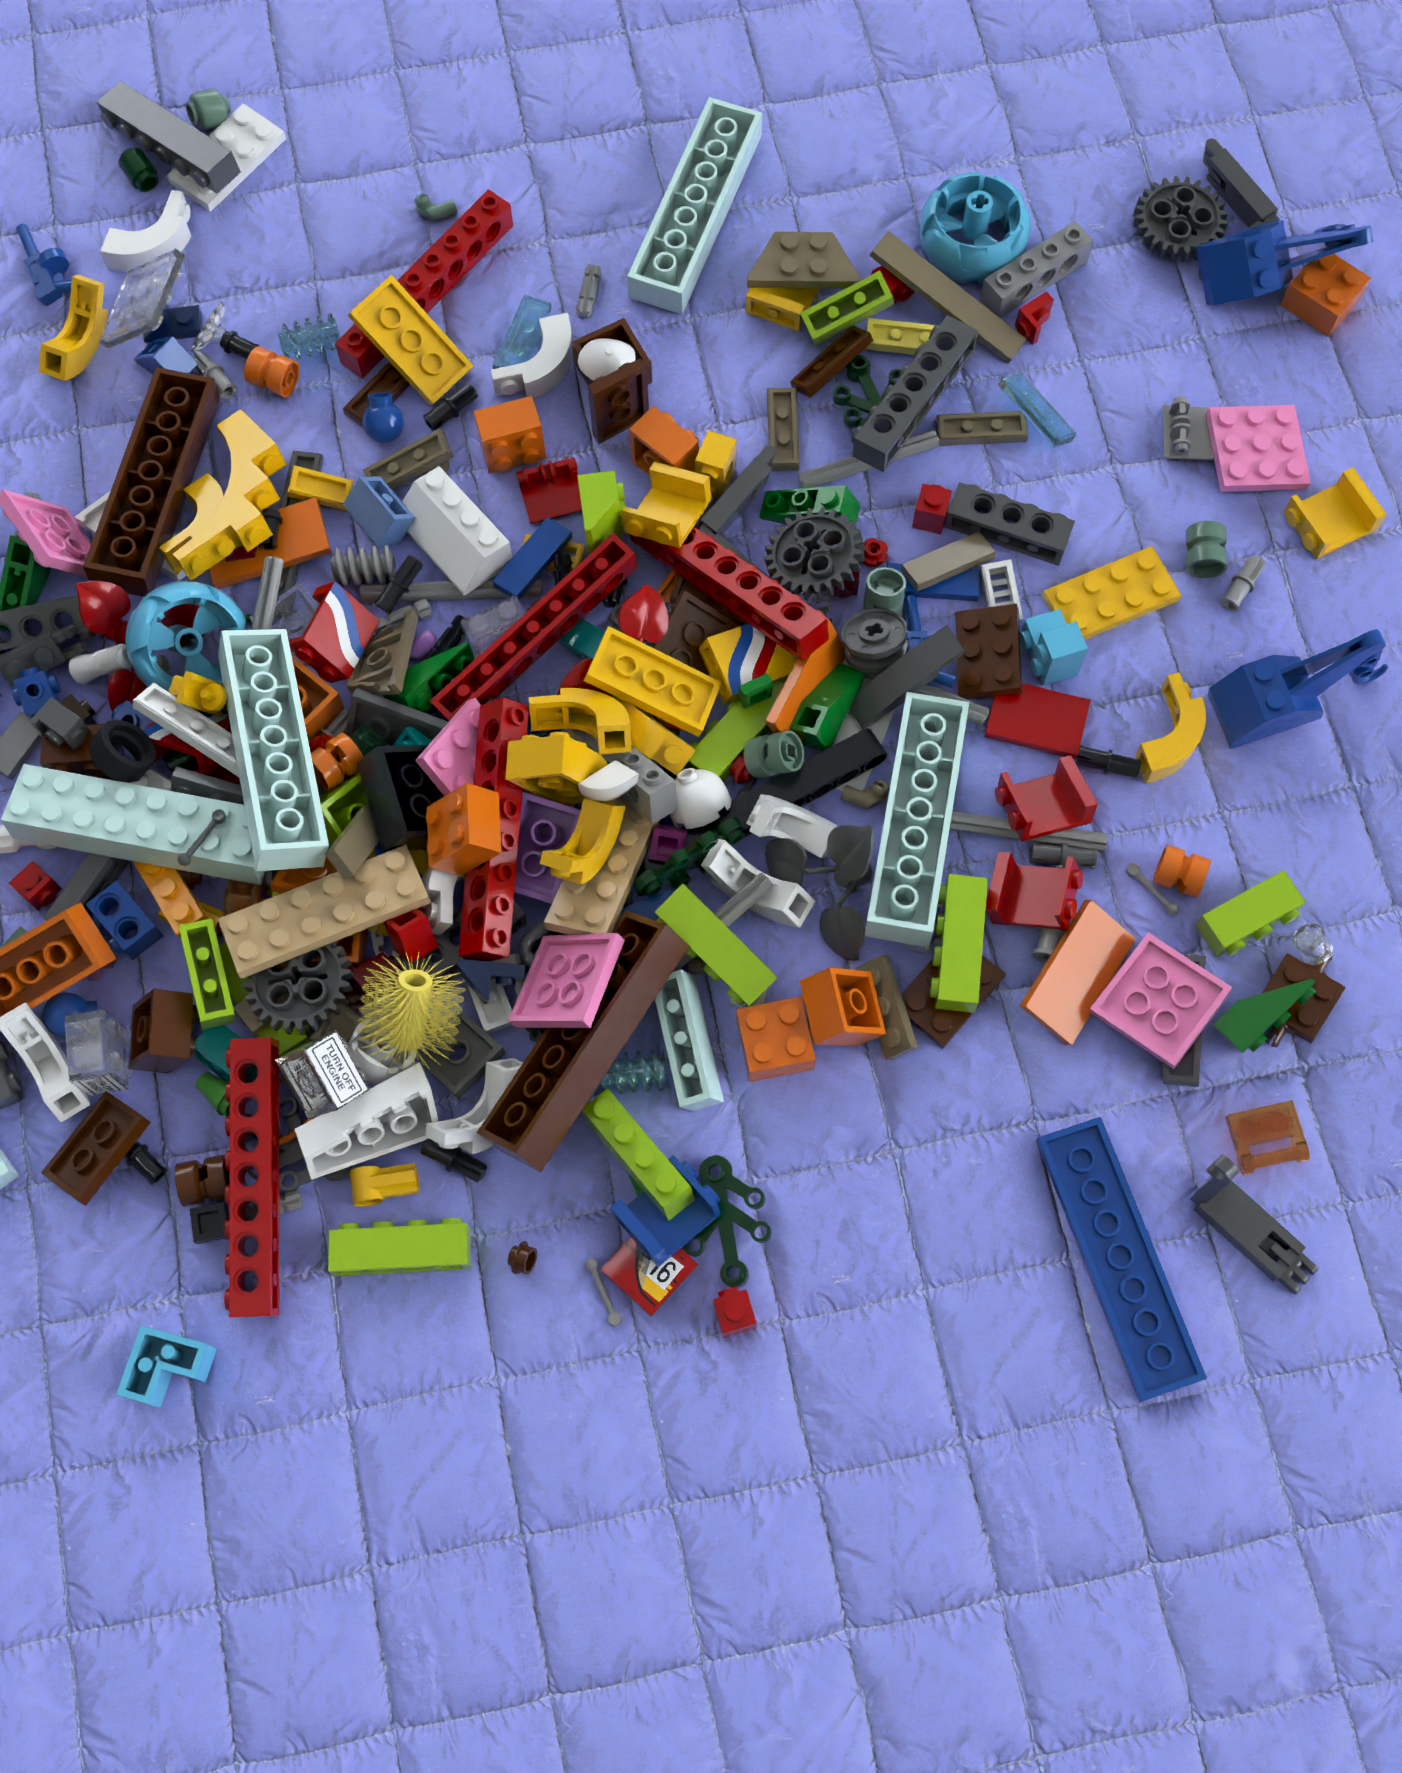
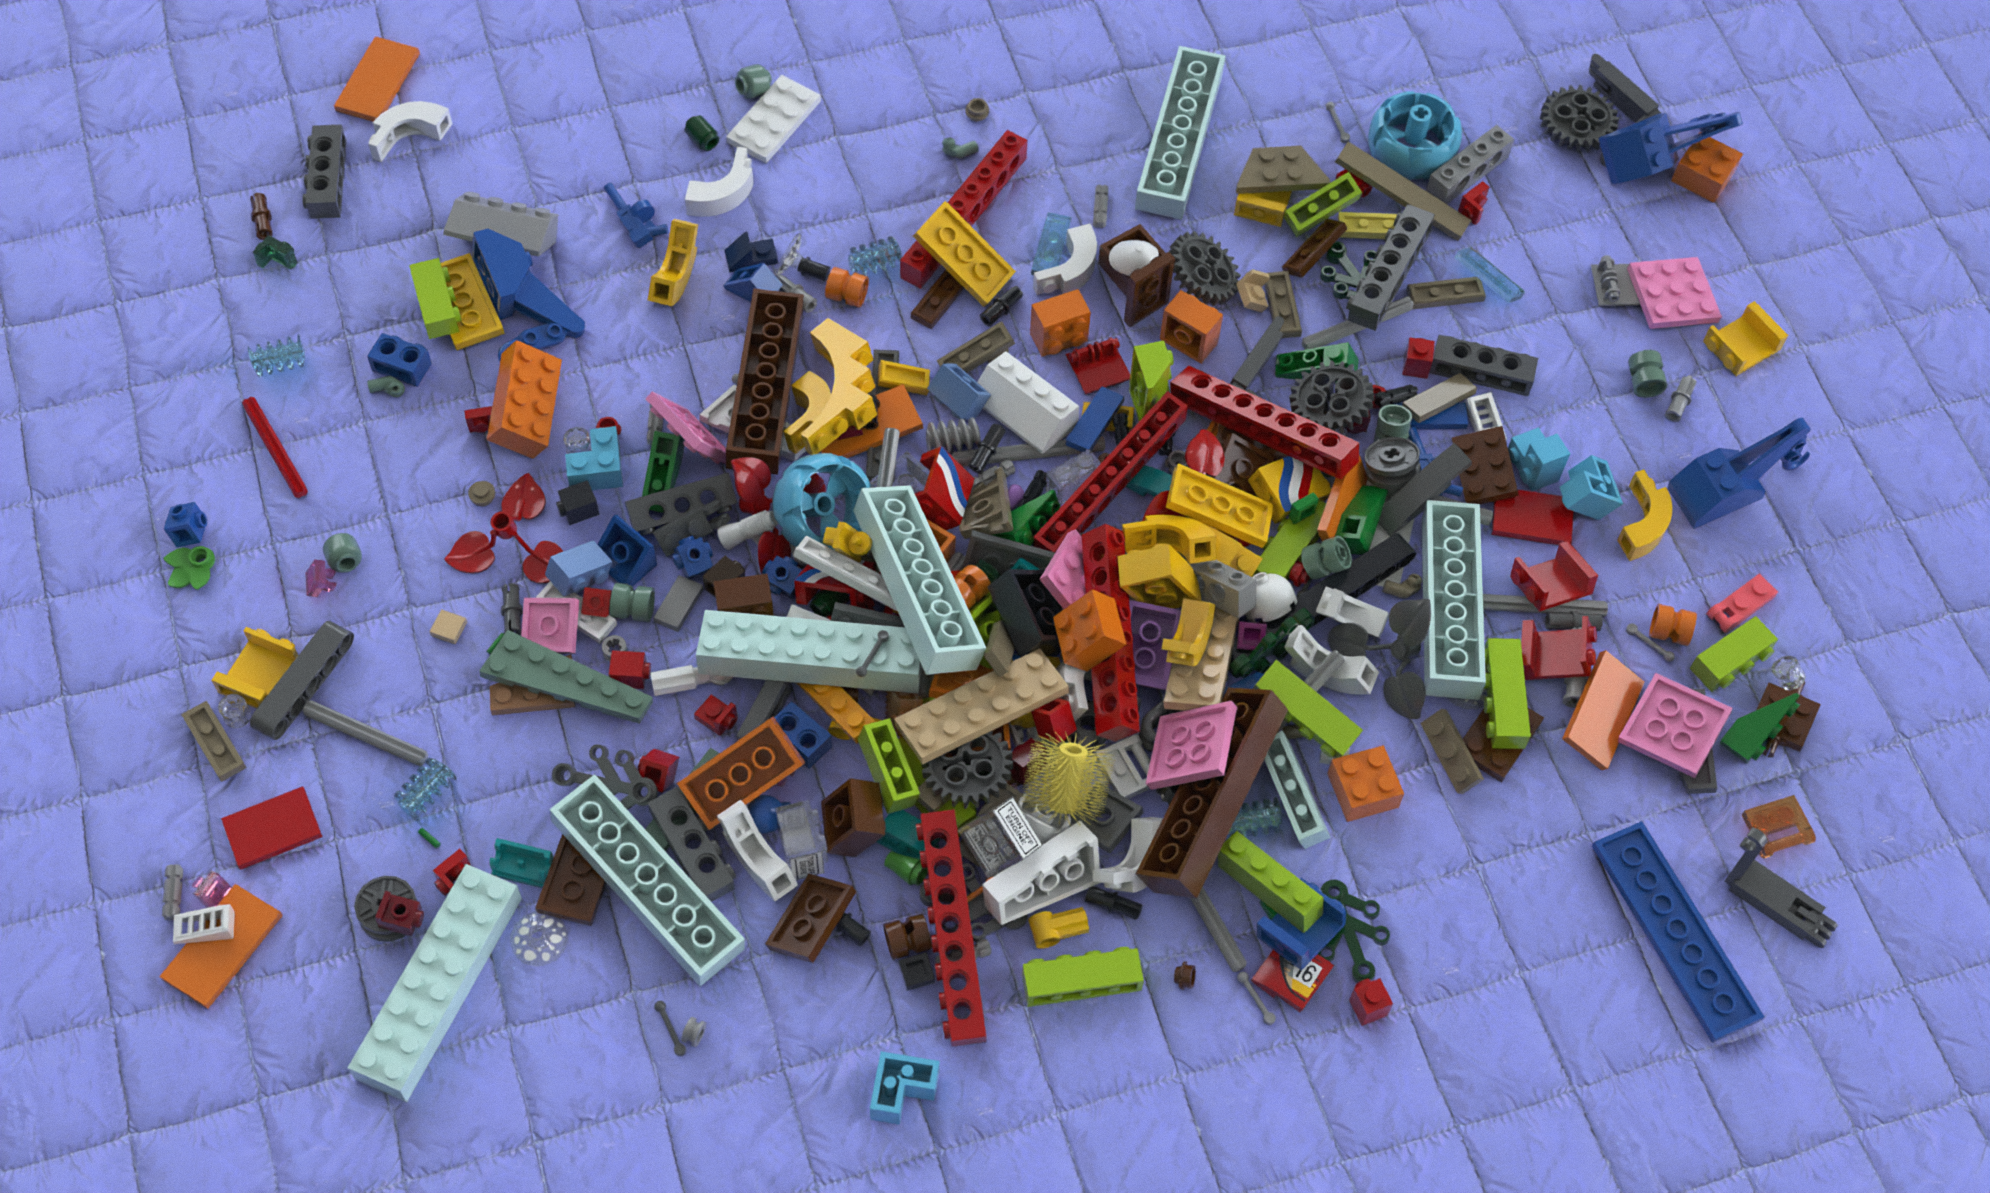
camera: 10 degrees left, 10 degrees down
(60, 724) = (733, 575): dark grey brick -> none
(115, 764) = (788, 593): black tyre -> none
(142, 299) = (729, 235): clear plate -> none
(168, 137) = (726, 105): brick -> none
(382, 418) = (948, 318): blue piece -> none
(463, 161) = (977, 109): none -> dark tan plate
(479, 975) = (1121, 748): dark blue slope -> none
(572, 1204) = (1219, 931): none -> light grey axle
(609, 782) = (1203, 584): white brick -> none
(670, 506) = (1206, 367): yellow panel -> none
(692, 378) = (1204, 268): none -> dark grey gear
(717, 461) = (1235, 335): yellow brick -> none
(748, 411) = (1251, 290): none -> tan bracket
(842, 1007) = (1418, 751): orange brick -> none
(894, 224) = (1344, 138): none -> light grey hinge
(896, 554) = (1395, 395): none -> black axle
(1108, 762) = (1598, 545): black axle -> none
(1111, 692) = (1591, 489): none -> medium azure brick
(1114, 593) = (1579, 412): yellow plate -> none
(1273, 848) = (1742, 603): none -> coral plate

